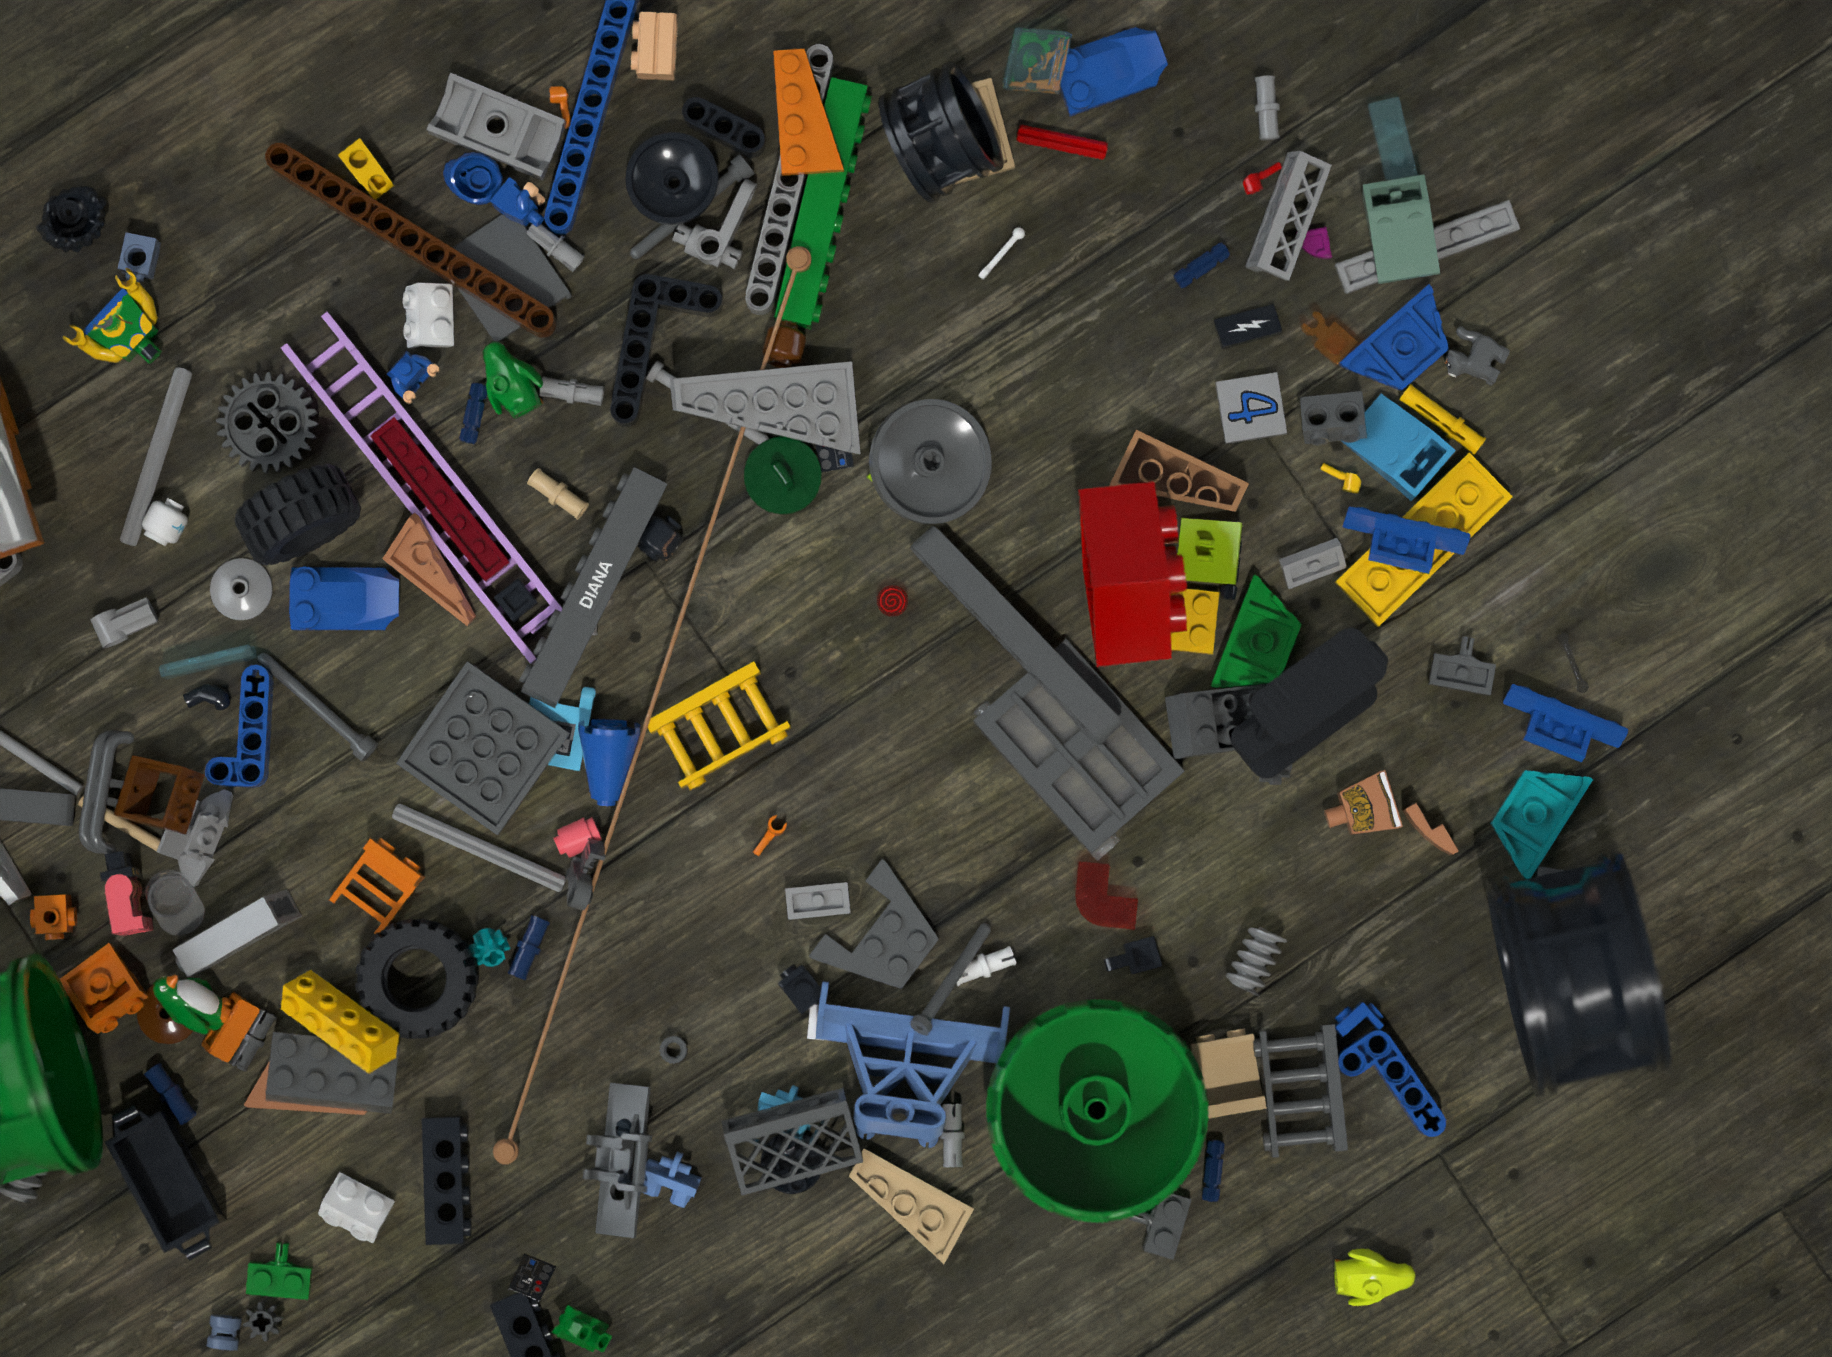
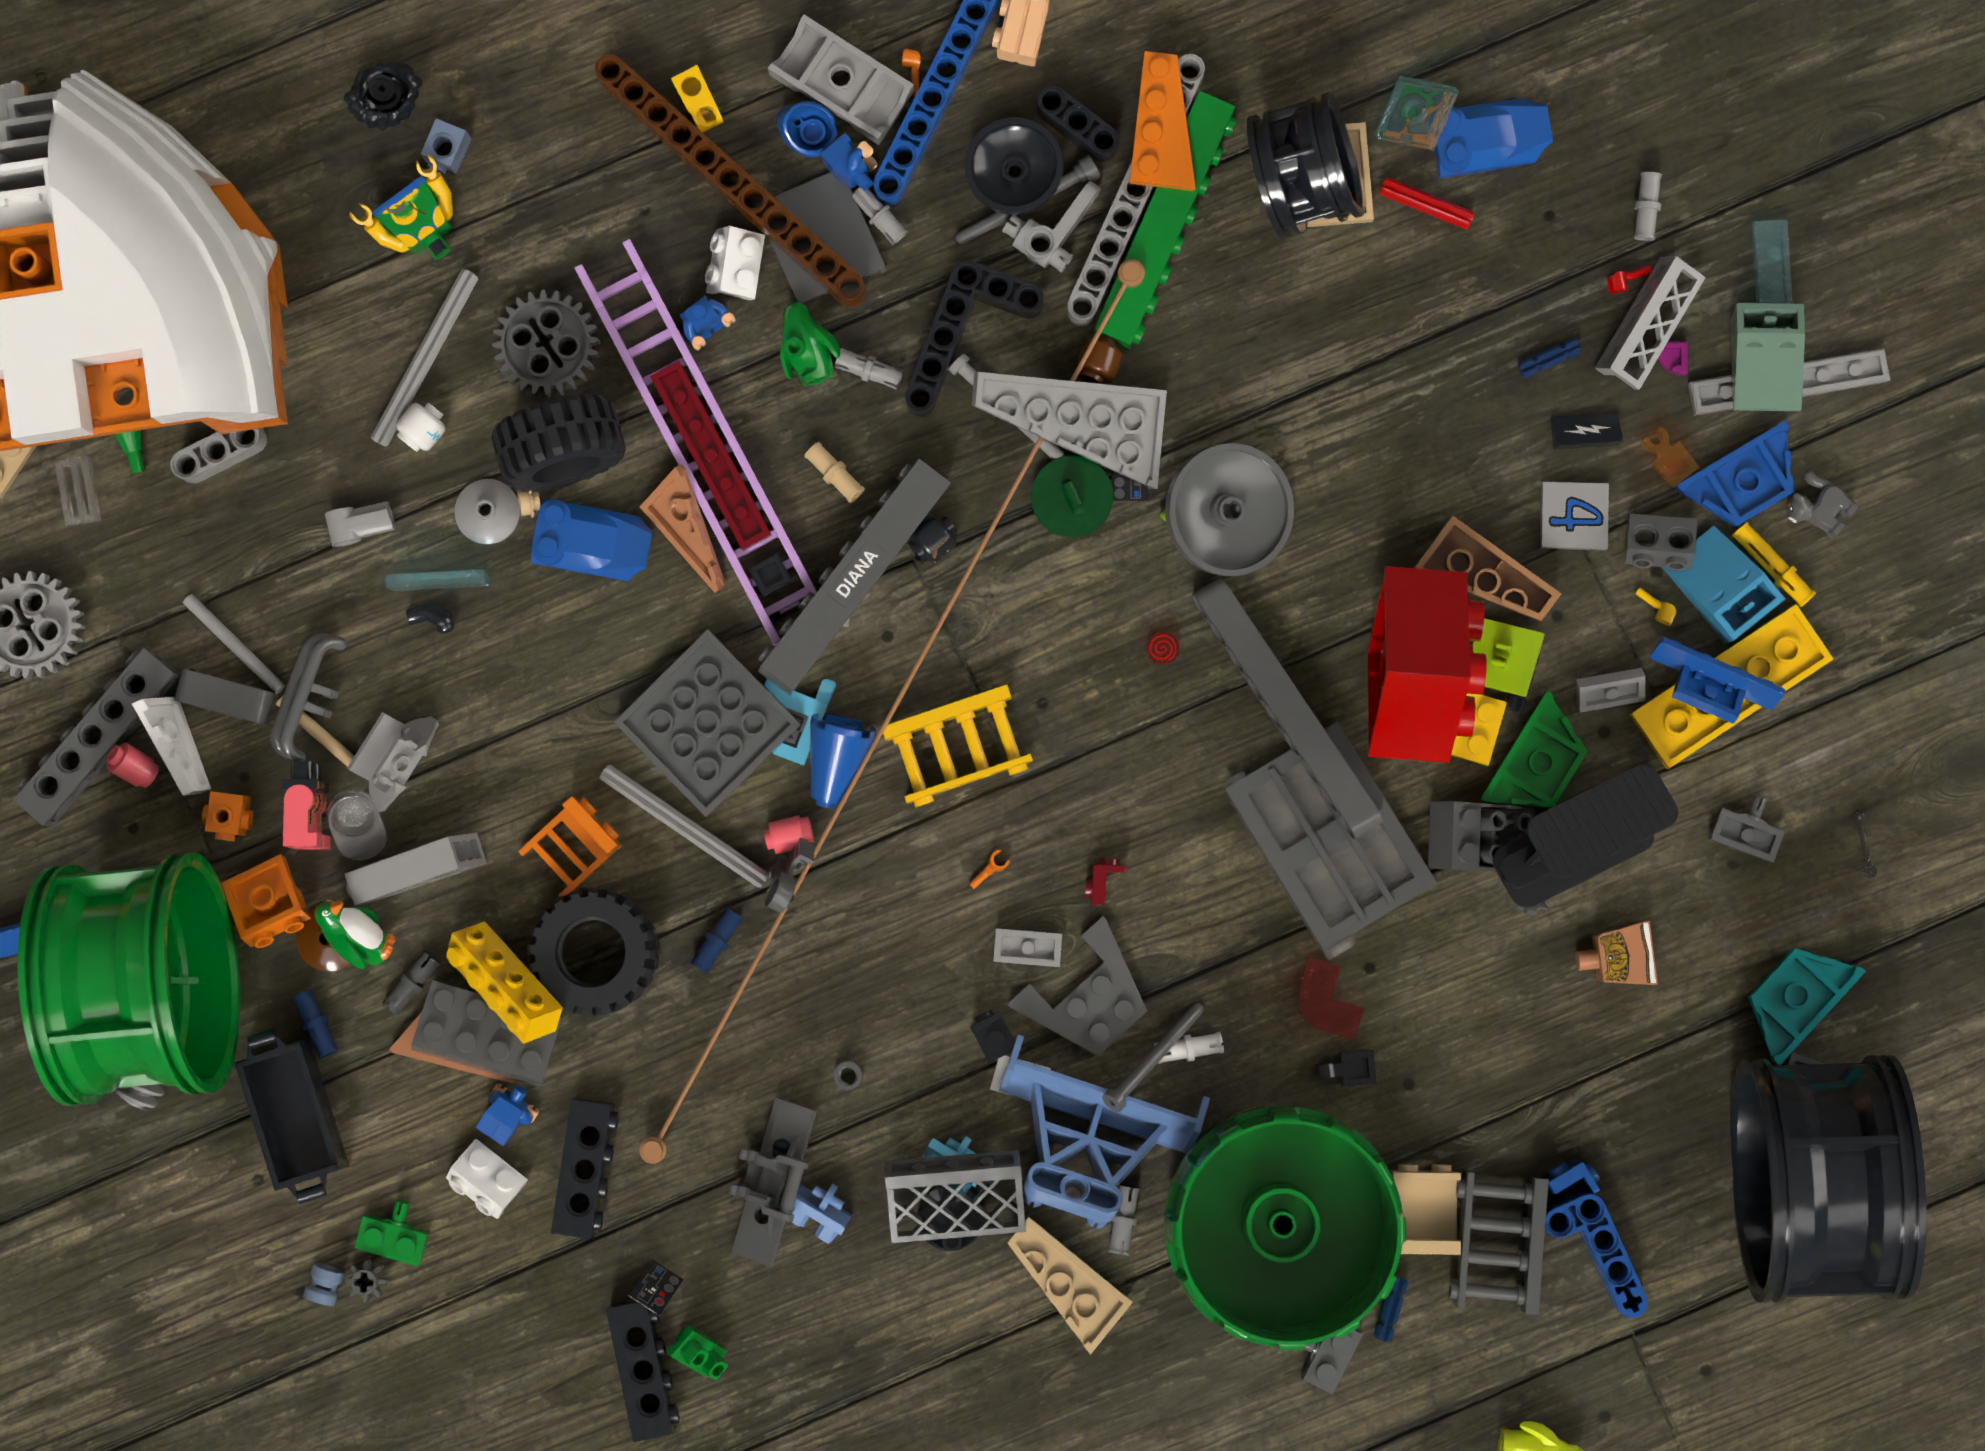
camera: 15 degrees right, 0 degrees up
(144, 775) = (350, 687): reddish brown window -> none
(229, 1036) = (383, 978): orange slope -> none
(247, 727) = (465, 656): blue beam -> none
(278, 574) = (528, 502): none -> tan plate
(361, 745) = (581, 696): dark grey piece -> none
(363, 1143) = (506, 1113): none -> blue piece
(473, 413) = (762, 373): dark blue axle -> none
(489, 947) = (675, 932): teal gear -> none
(870, 833) = (1096, 886): none -> dark red bracket
(1018, 233) = (1363, 290): white hinge -> none
(1255, 959) = (1476, 1095): light grey piece -> none
(1437, 836) = (1691, 1000): nougat slope -> none
(1562, 726) = (1841, 908): blue bracket -> none

